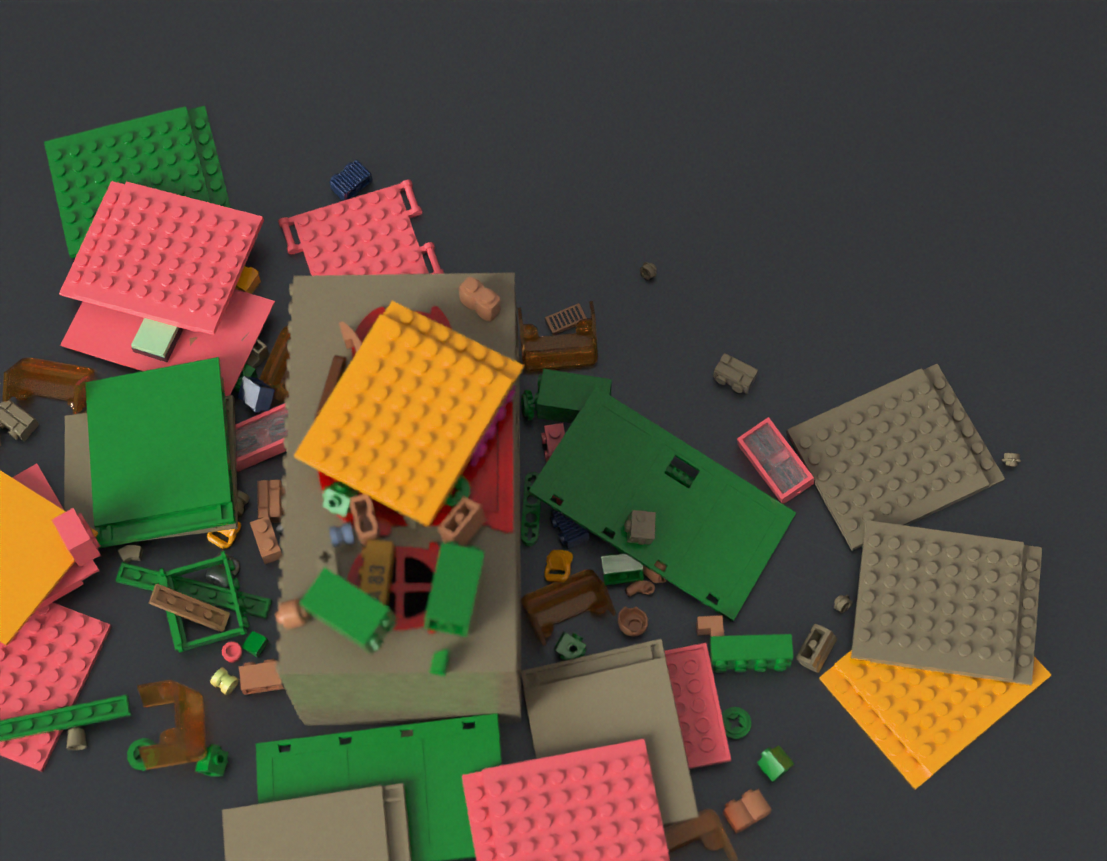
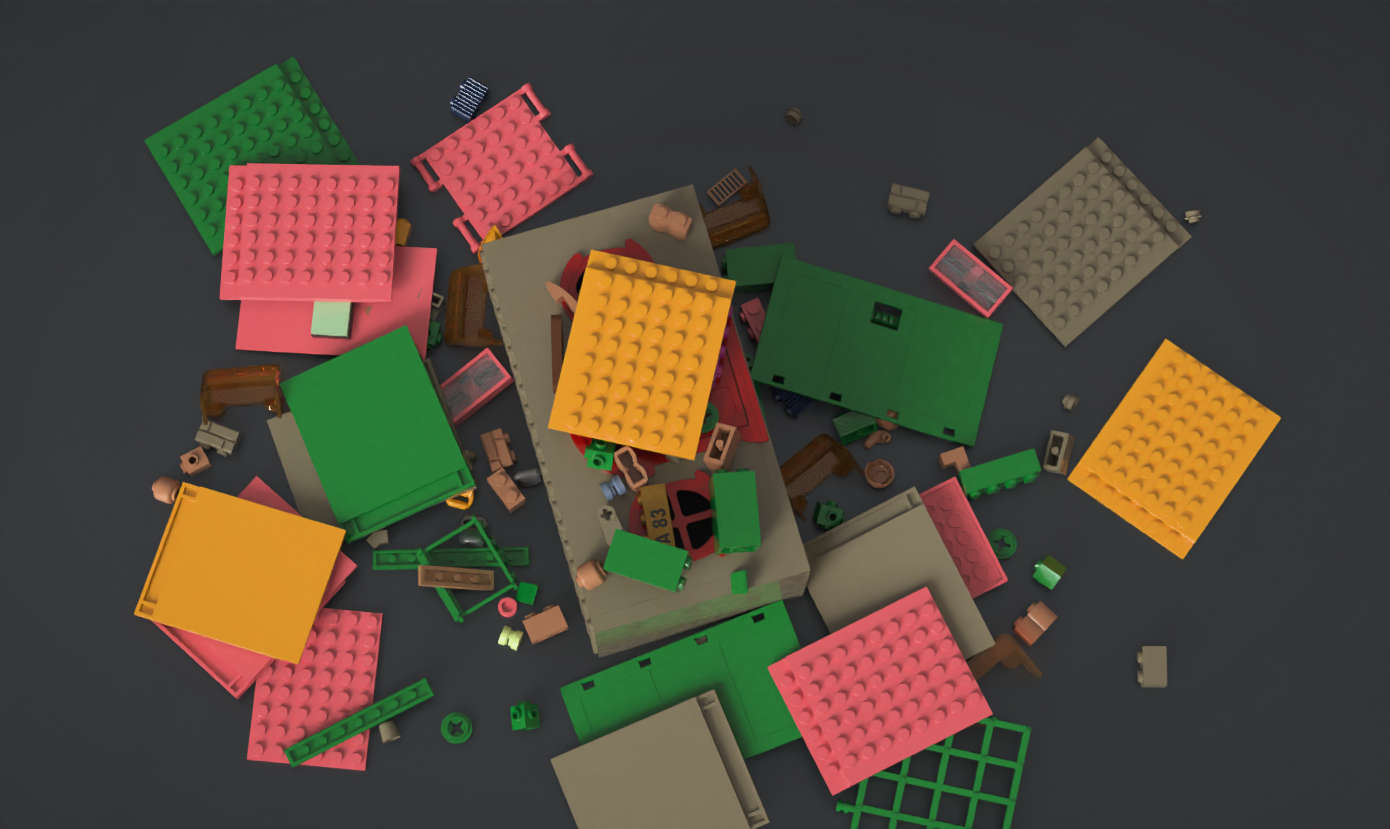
camera: 20 degrees left, 10 degrees up
(77, 536) = (330, 541): coral brick -> none
(188, 739) = (499, 706): clear orange windscreen -> none
(256, 394) = (451, 349): dark blue brick -> none
(558, 561) = (790, 434): light orange piece -> none
(640, 527) = (864, 383): dark tan head -> none
(947, 602) = (1168, 375): dark tan piece -> none

